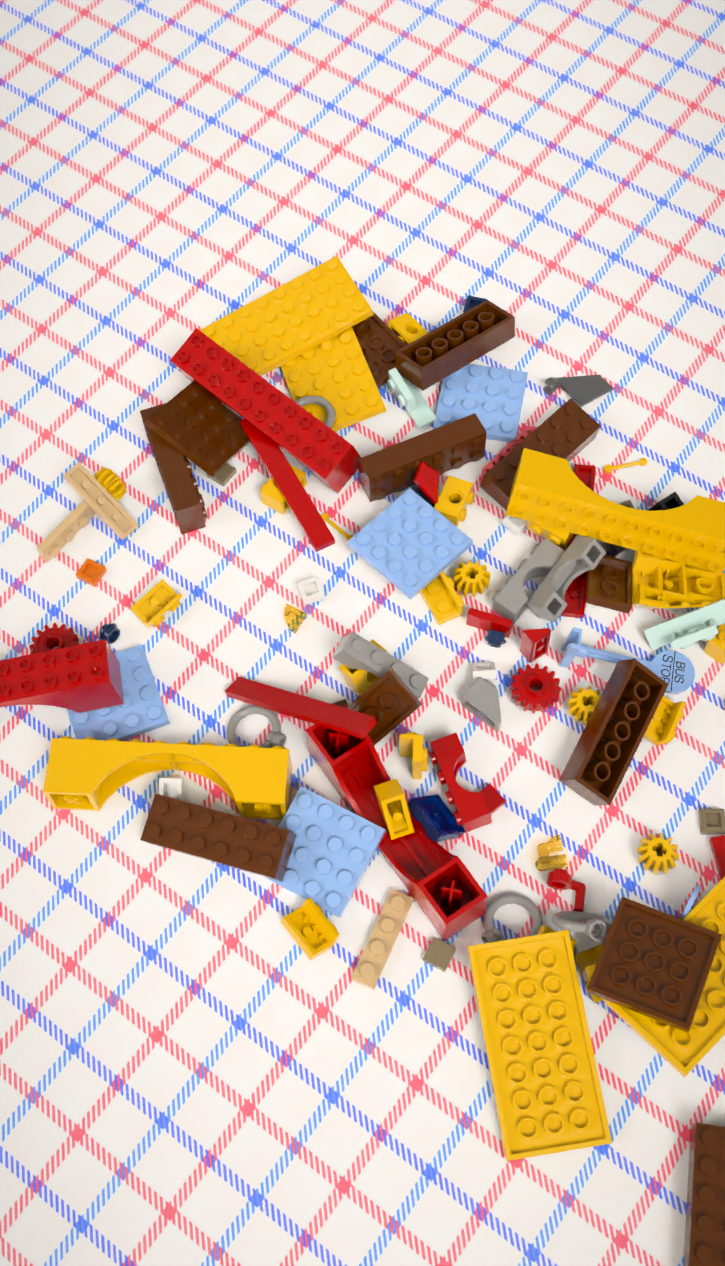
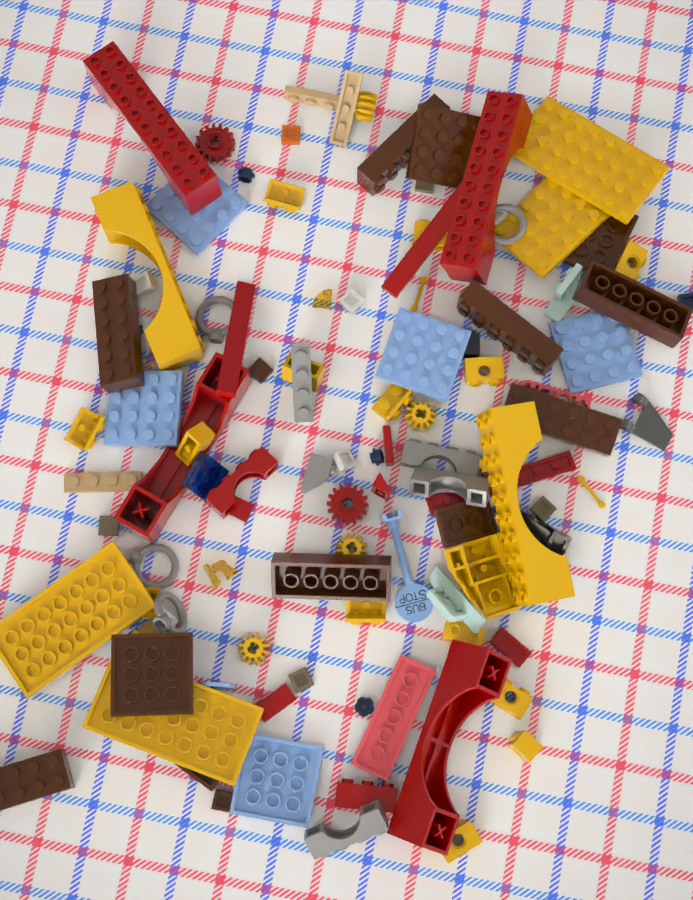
camera: 60 degrees right, 15 degrees up
(388, 702) = (269, 398): reddish brown plate -> none
(412, 746) = (248, 441): yellow bracket -> none
(428, 481) = (483, 342): red piece -> none
(561, 880) = (202, 586): red plate -> none

